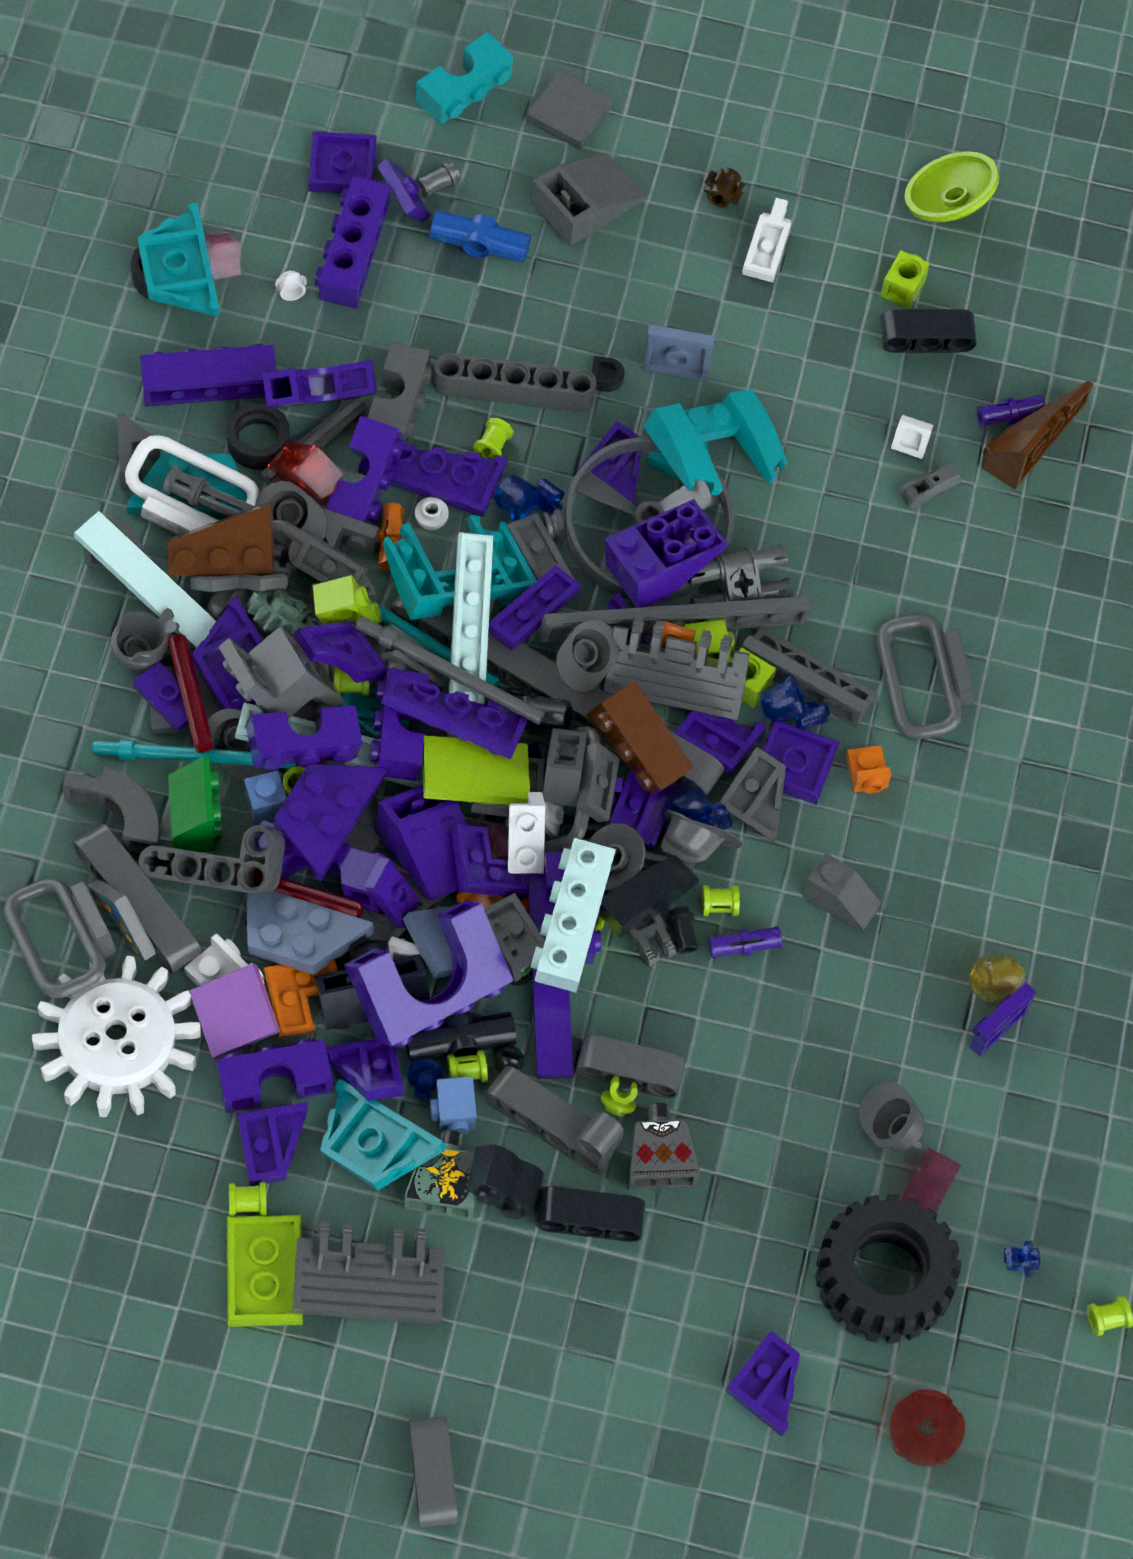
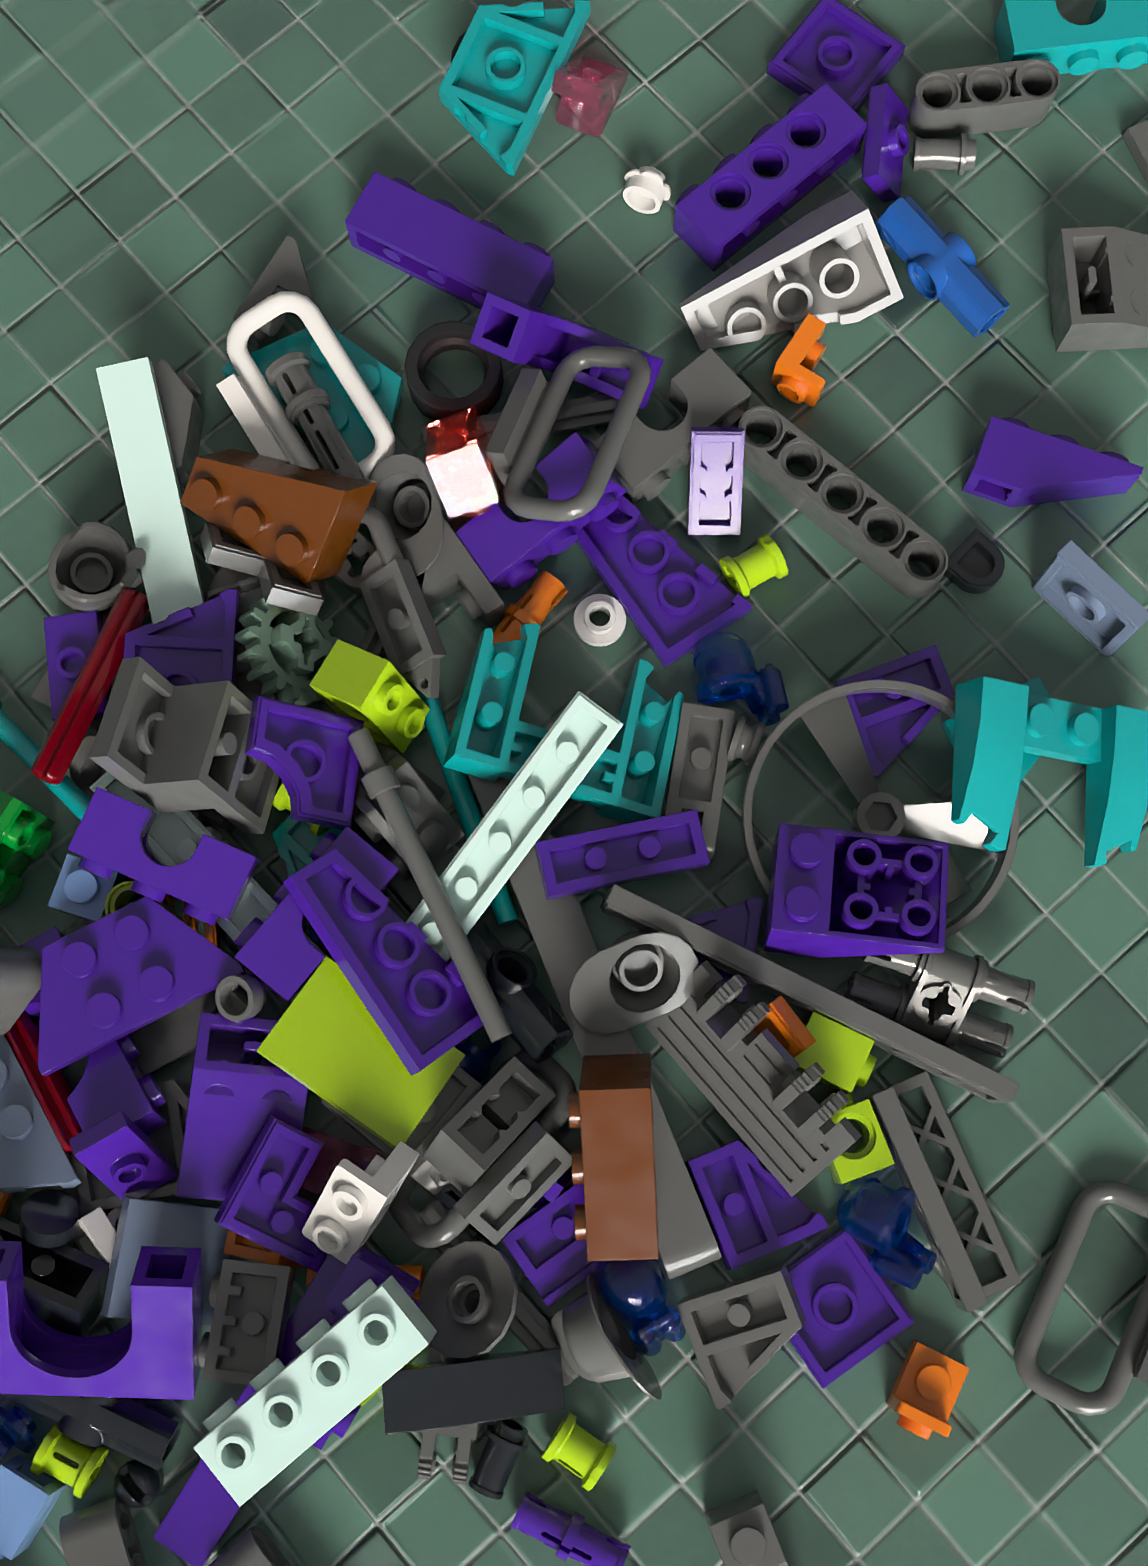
camera: 45 degrees right, 15 degrees up
(328, 428) = (529, 420): none -> dark grey bar
(393, 789) = (236, 1003): none -> dark grey hinge
(413, 279) = (818, 266): none -> light grey wedge
(442, 332) = (795, 365): none -> orange bracket
(443, 407) = (715, 480): none -> plate
(453, 128) = (1001, 84): none -> dark grey beam
(601, 309) = (1033, 468): none -> dark purple slope

